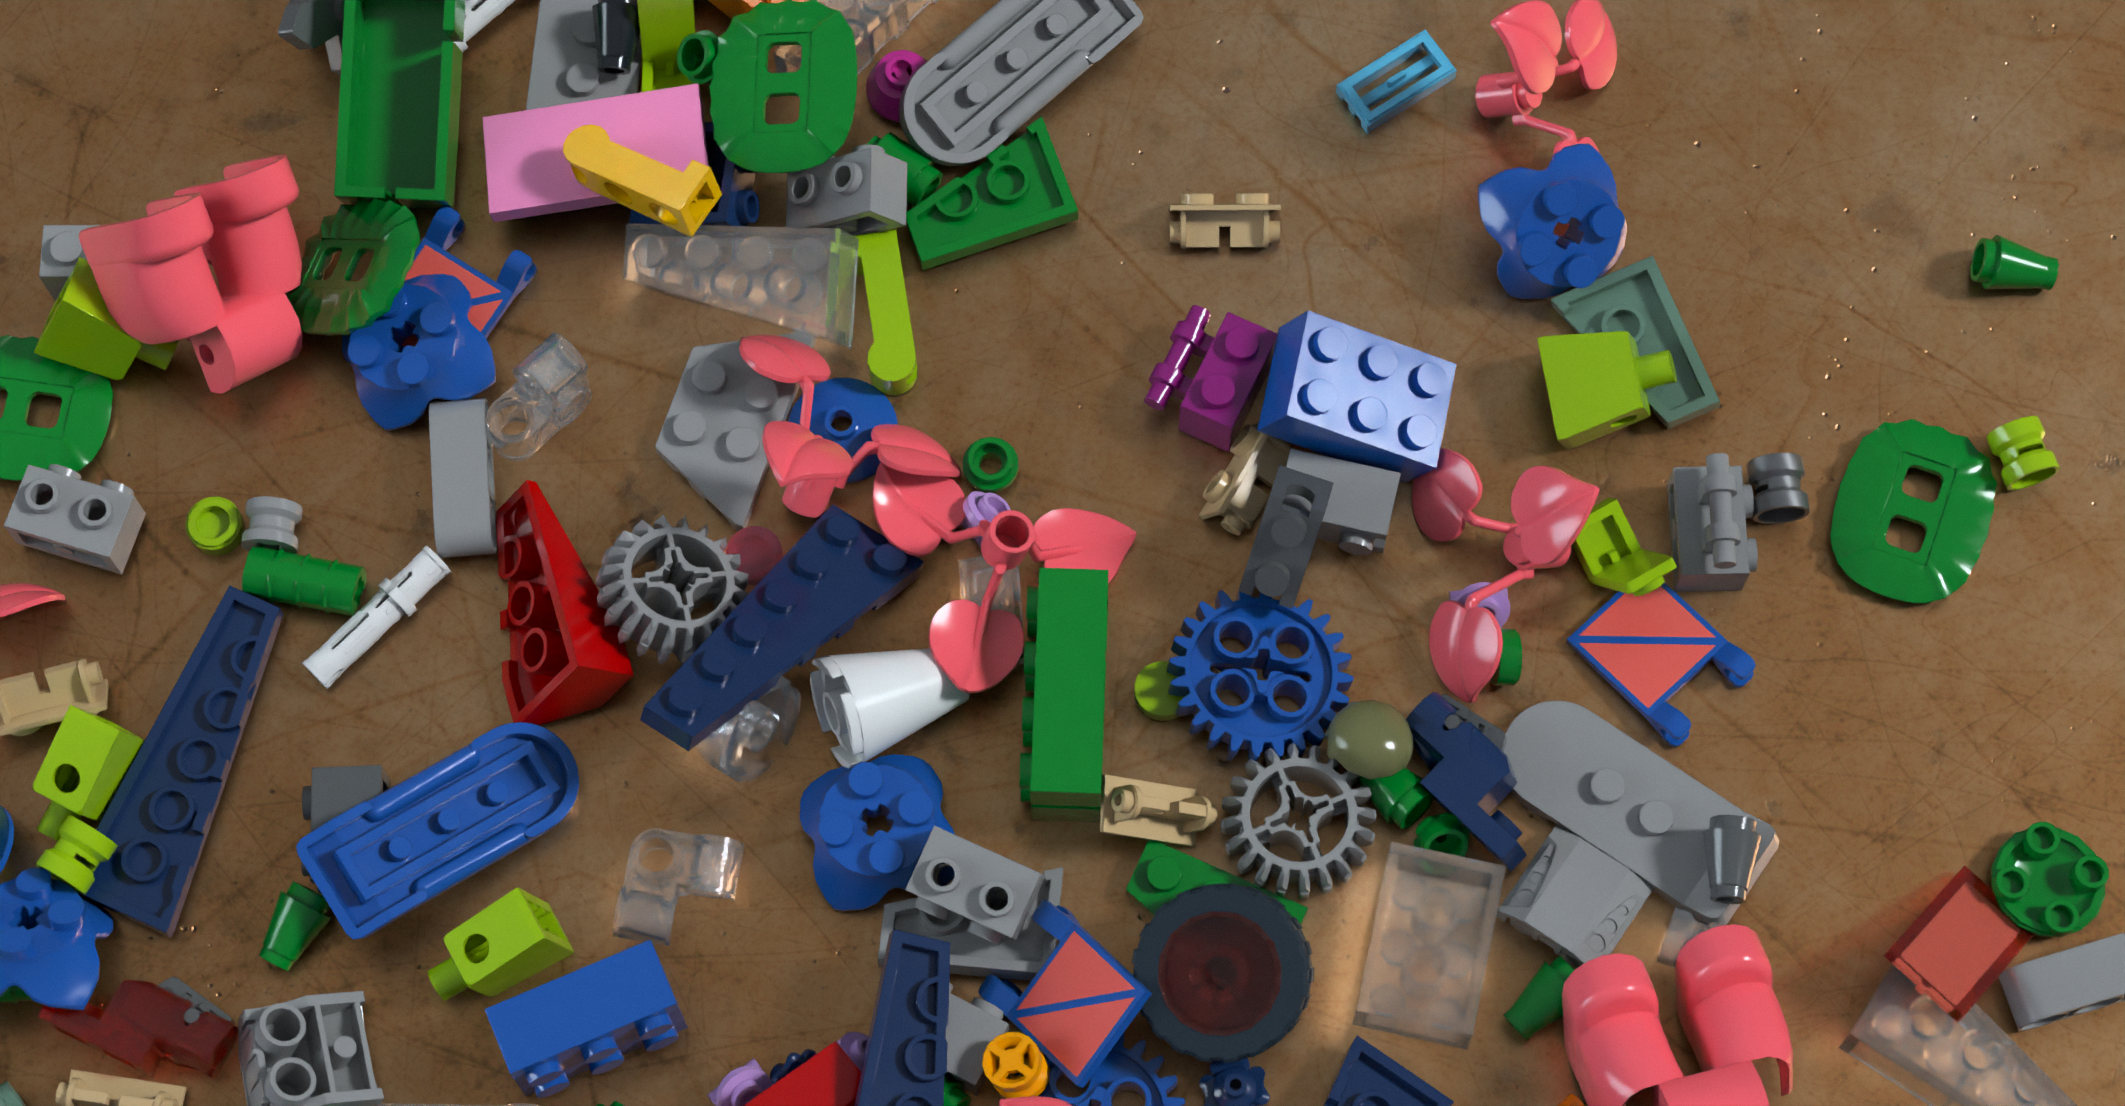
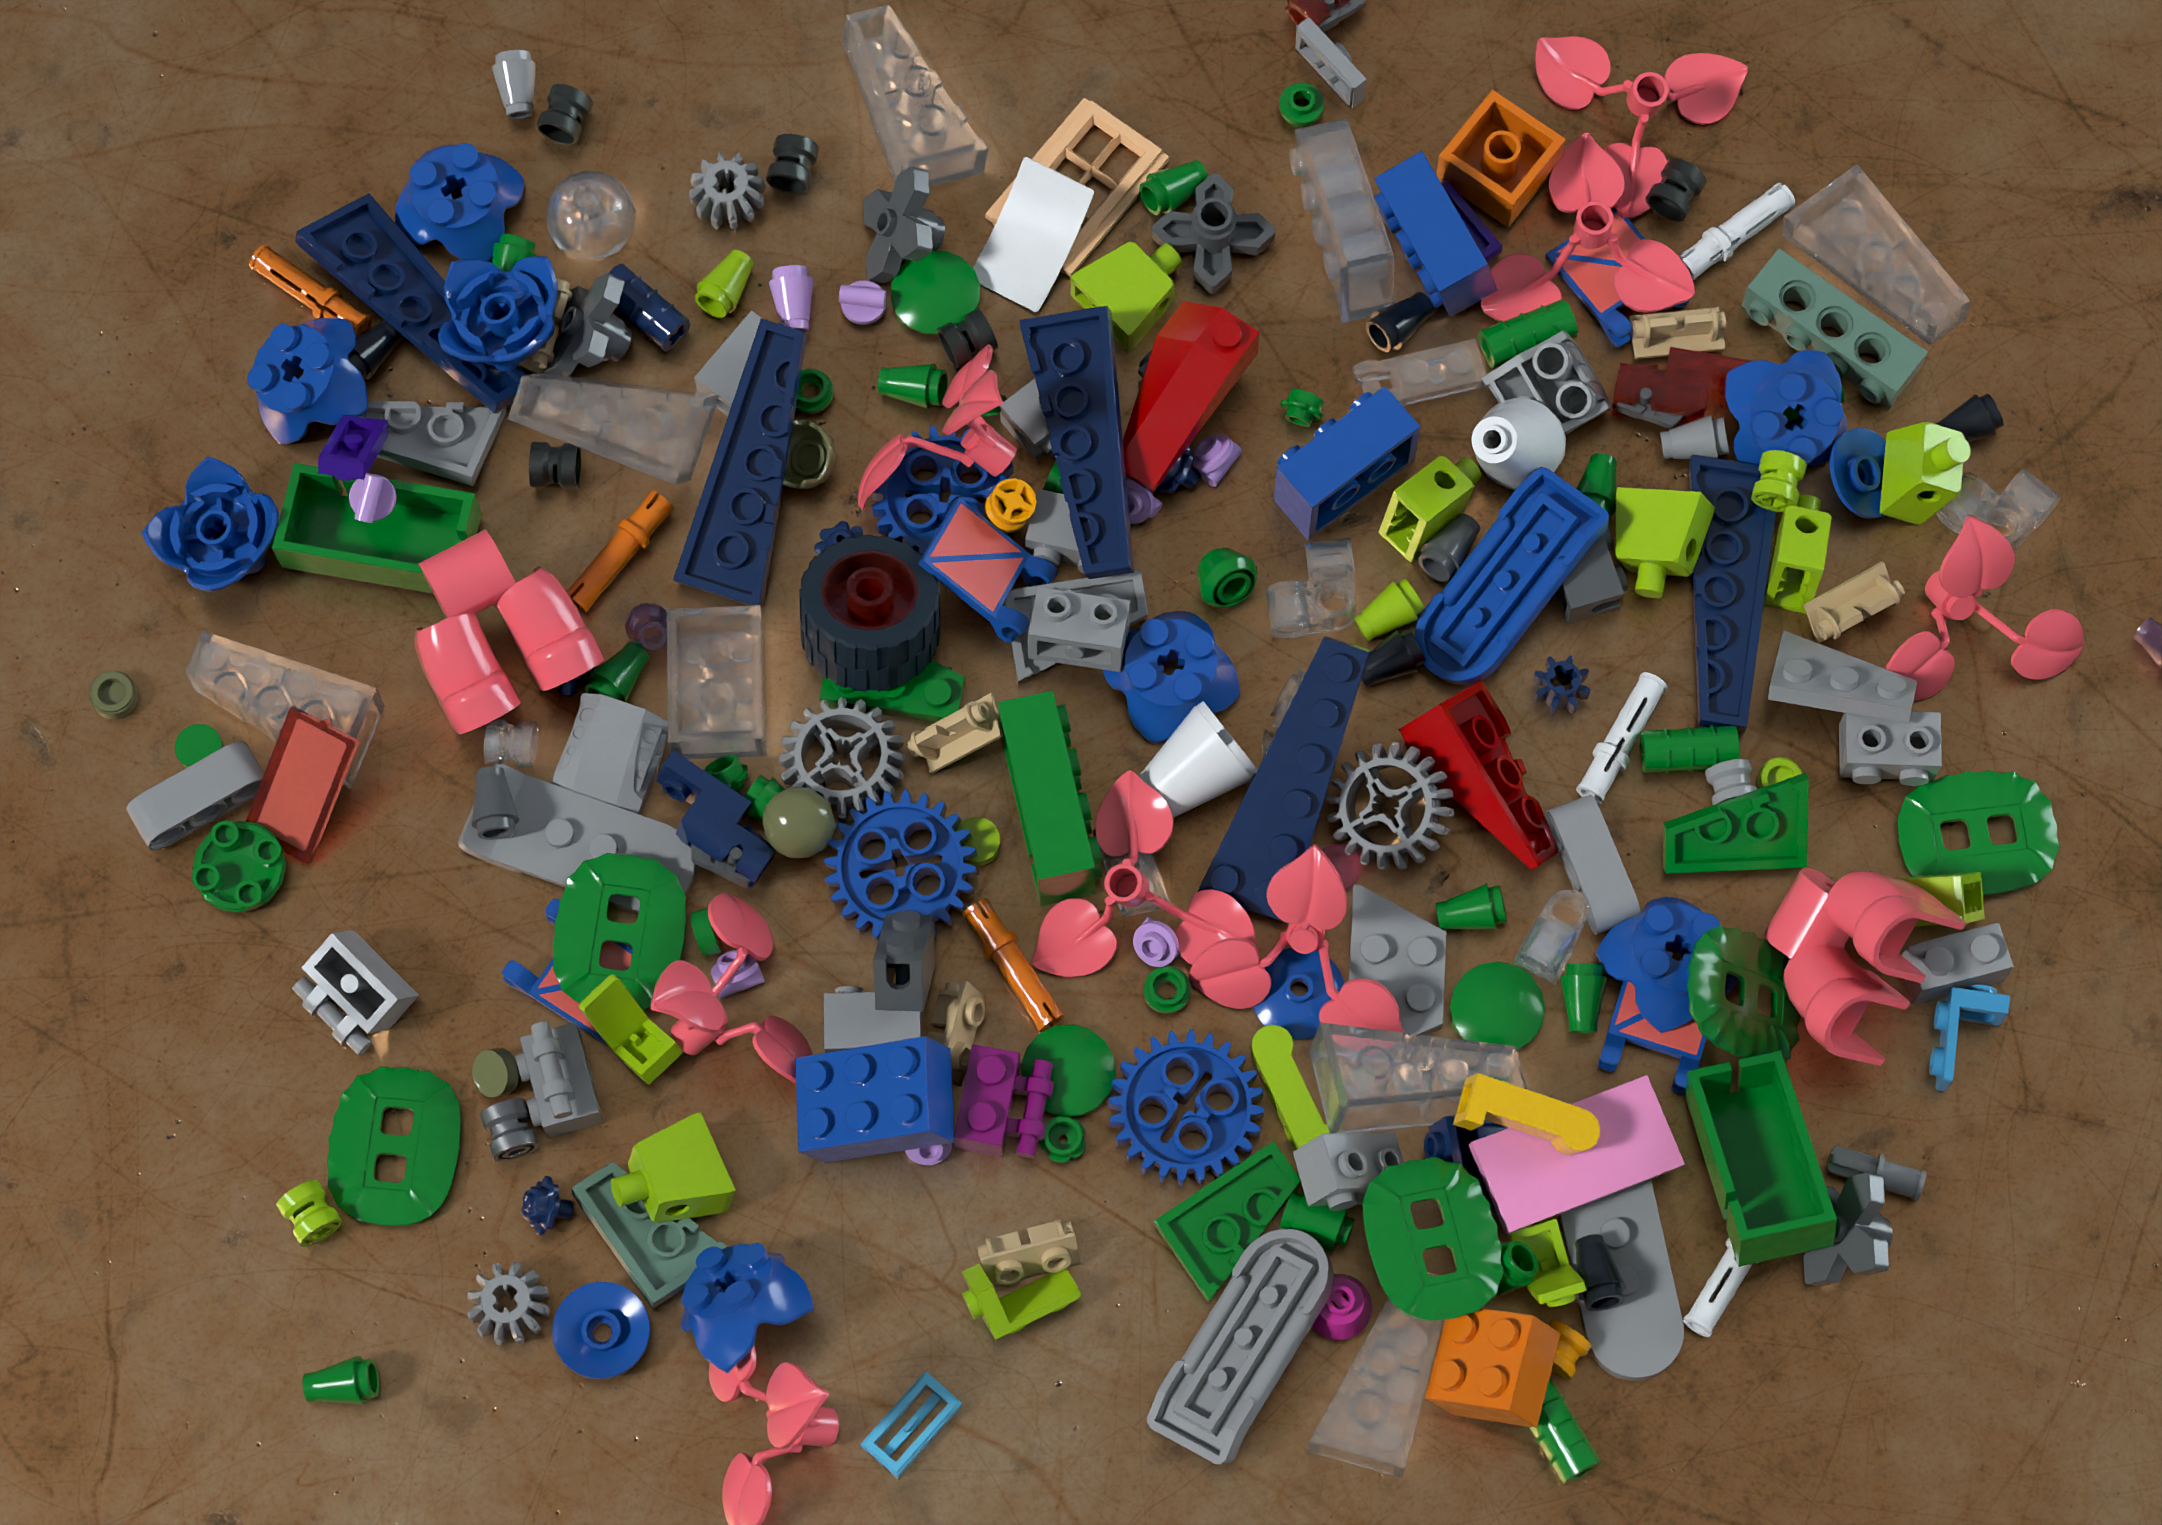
camera: 165 degrees right, 0 degrees up
(106, 598) = (1838, 682): none -> light grey wing
(151, 955) = (1700, 437): none -> light grey cone
(156, 171) = (1973, 1004): none -> dark azure bracket
(244, 836) = (1660, 534): none -> lime torso
(278, 77) = (1896, 1177): none -> light grey axle
(279, 462) = (1742, 833): none -> green wing
(374, 992) = (1517, 440): none -> white cone
(410, 688) = (1566, 674): none -> dark blue gear
(493, 885) = (1449, 548): none -> dark grey cone
(524, 332) = (1583, 995): none -> green cone
(593, 838) = (1390, 610): none -> lime cone
(613, 778) = (1393, 658): none -> black cone
(616, 462) = (1474, 909): none -> green cone
(628, 352) = (1497, 1005): none -> green dish
(778, 928) = (1226, 577): none -> green cone
(1040, 356) = (1149, 1085): none -> blue gear
(1112, 407) = (1080, 1069): none -> green dish
(1142, 321) = (1072, 1130): none -> green plate
(1165, 554) = (1003, 949): none -> orange pin
(1247, 165) = (1021, 1306): none -> lime bracket
(1496, 1040) = (644, 617): none -> cone
(1647, 688) = (584, 925): none -> green piece
(1722, 225) = (598, 1306): none -> blue dish
(1753, 396) = (543, 1205): none -> dark blue plant
(1782, 558) = (495, 1072): none -> olive tile
(1807, 319) = (489, 1308): none -> light grey gear
(1929, 688) = (359, 984): none -> light grey brick
(2077, 1044) = (196, 743): none -> green tile

